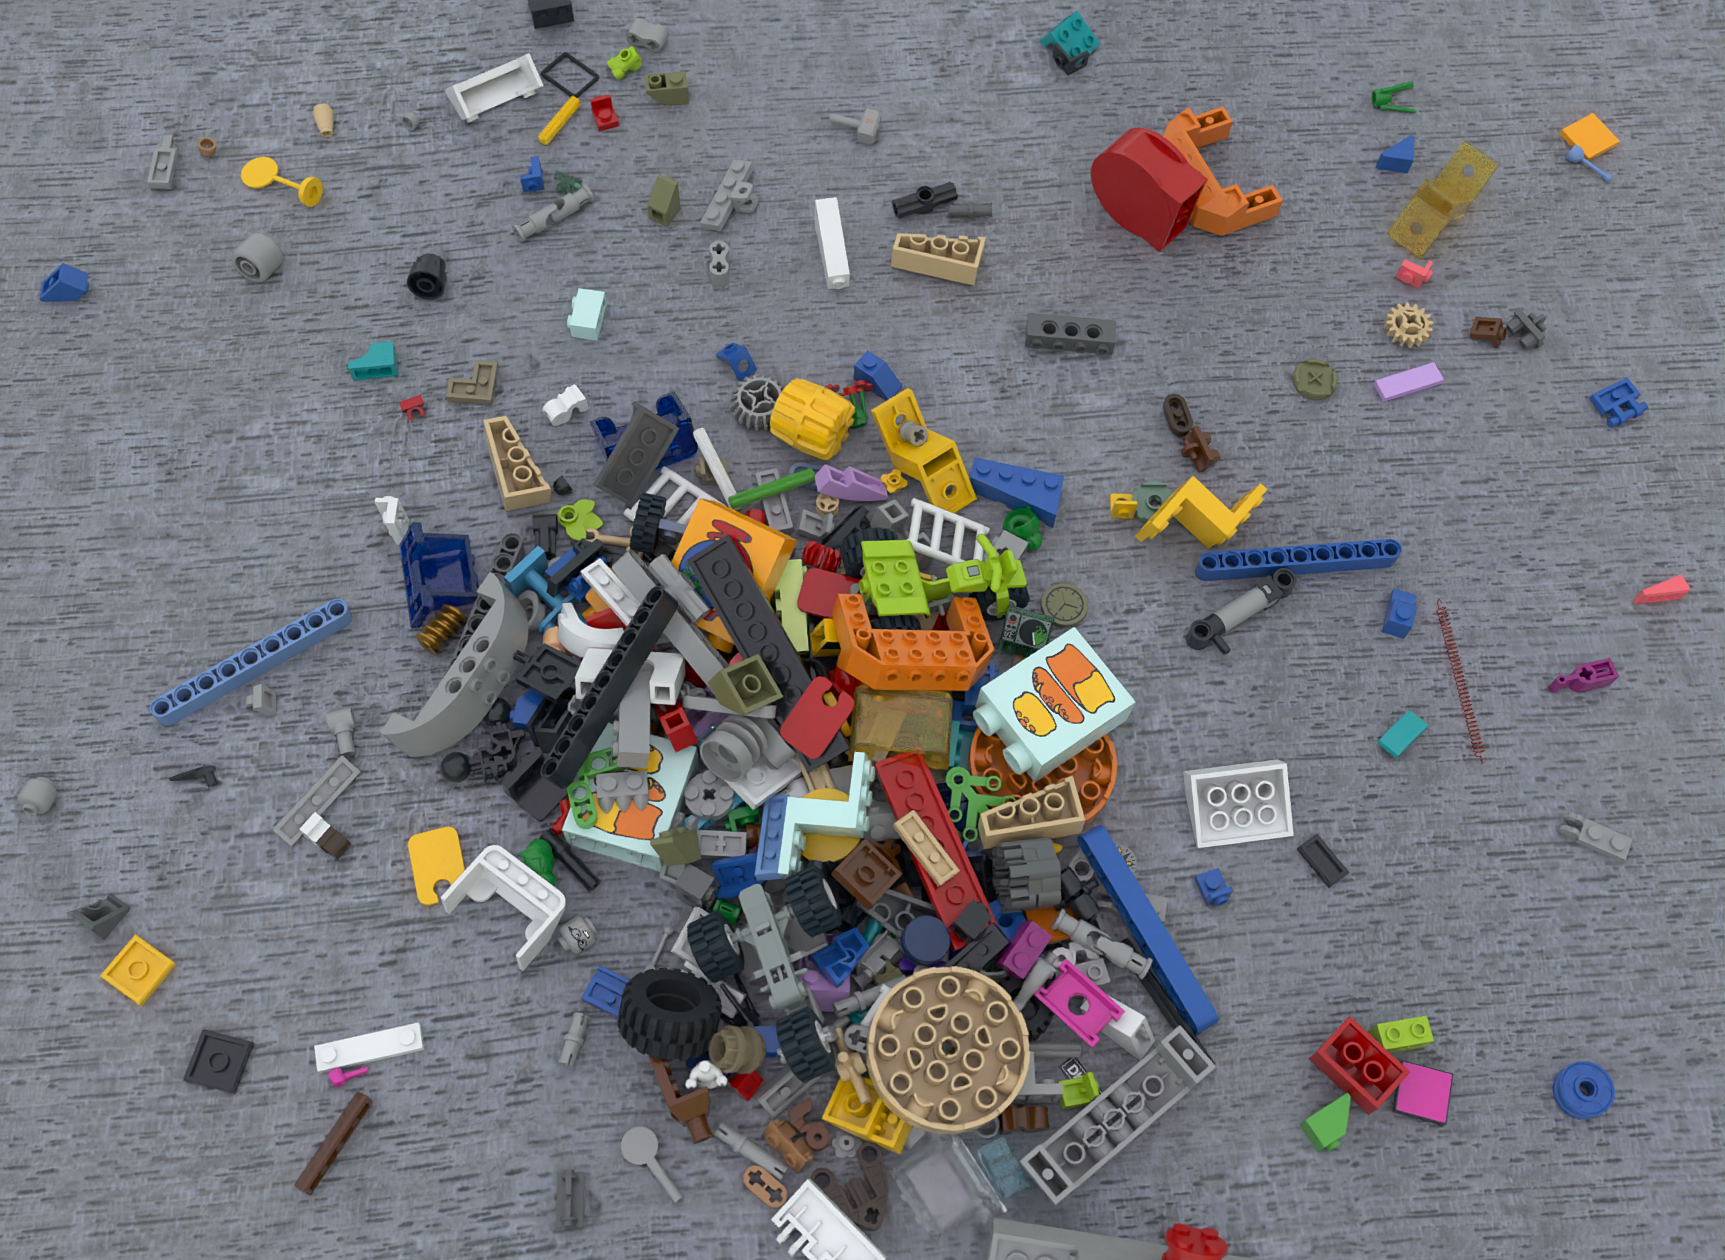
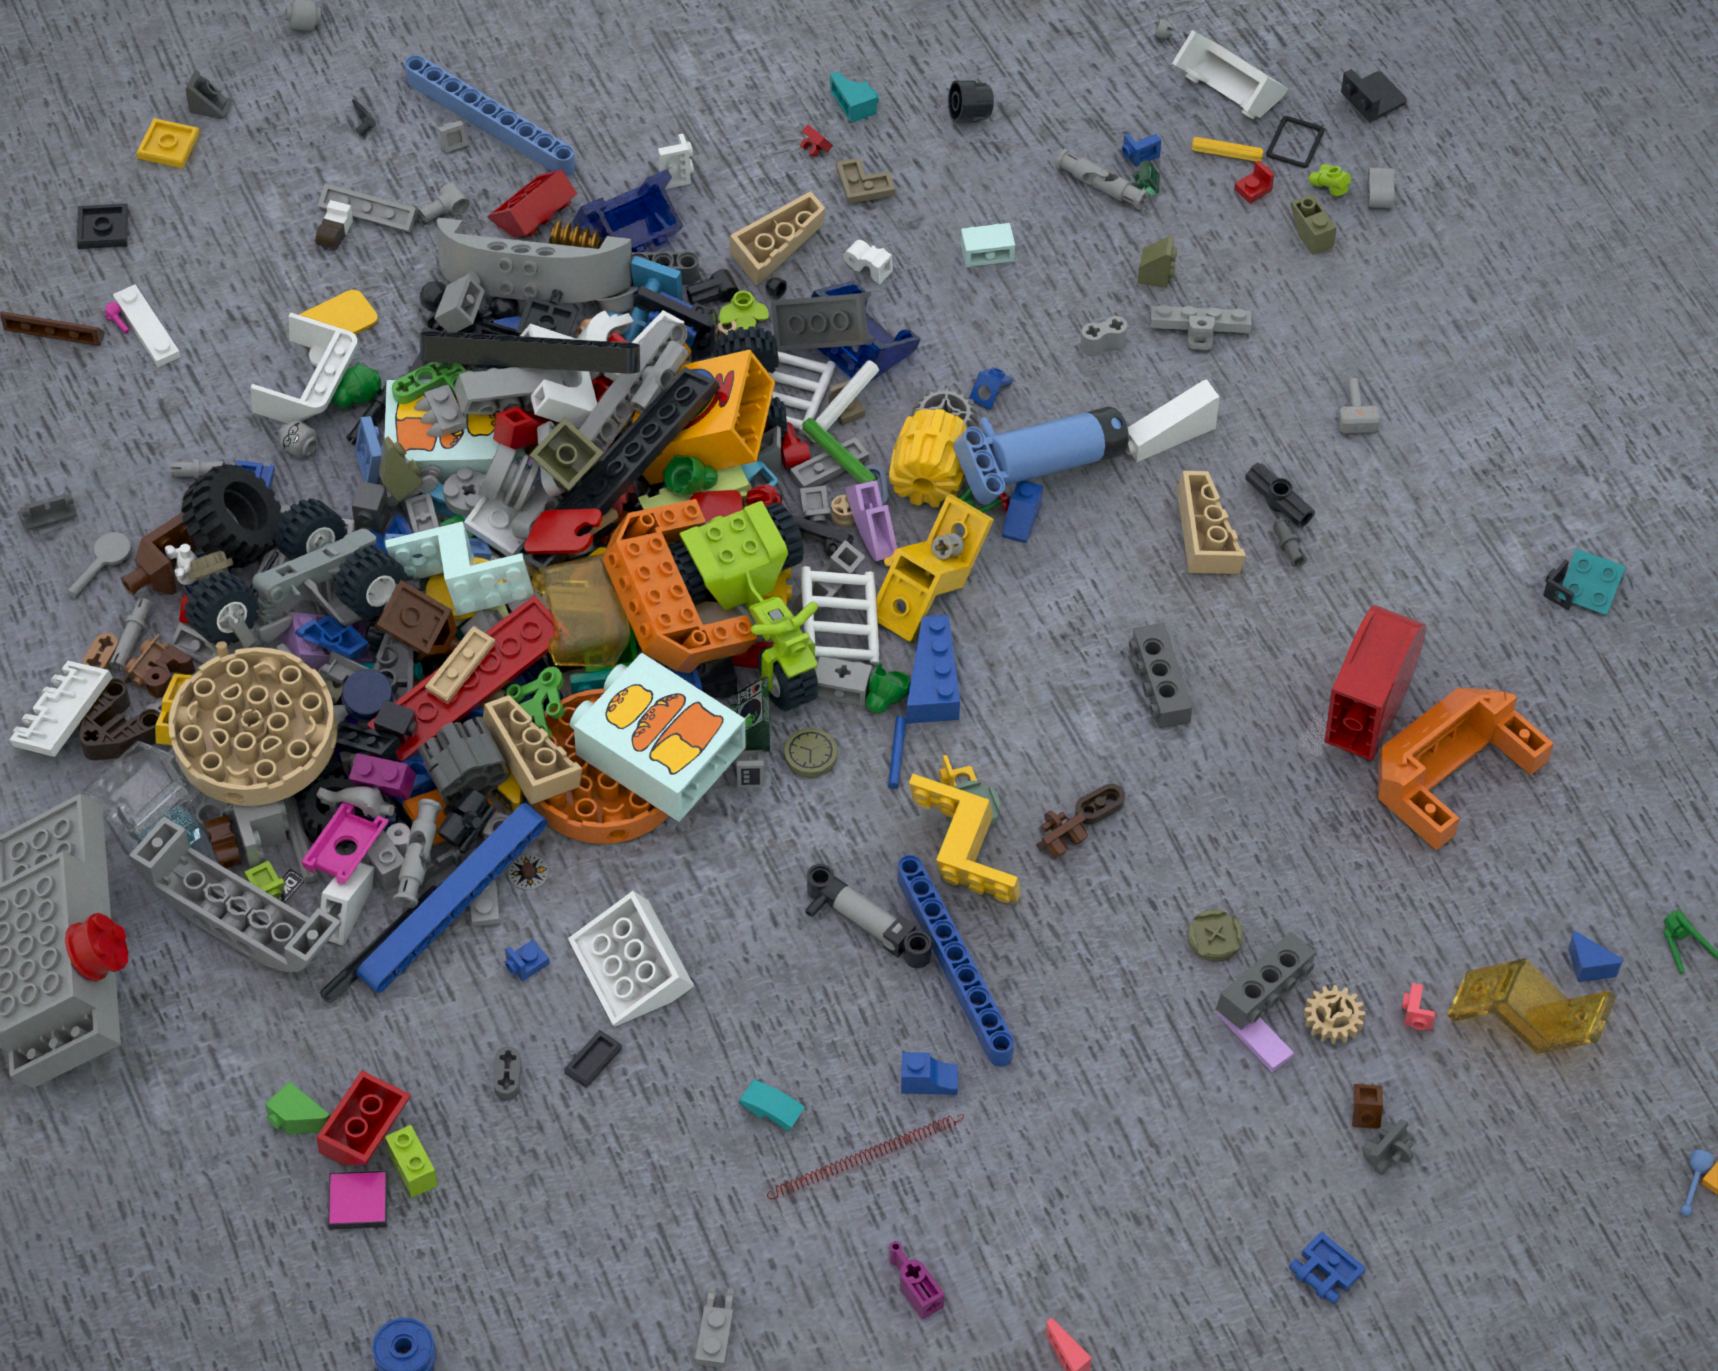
camera: 75 degrees right, 10 degrees down
(379, 653) = (534, 204): none -> red slope
(493, 740) = (460, 303): none -> light grey brick
(626, 872) = (368, 450): none -> medium blue plate
(787, 593) = (685, 468): none -> green piece
(841, 339) = (1037, 449): none -> medium blue piece
(1083, 542) = (897, 750): none -> blue bar
(1325, 928) = (501, 1073): none -> dark grey beam
(1374, 356) = (1266, 981): none -> dark grey brick

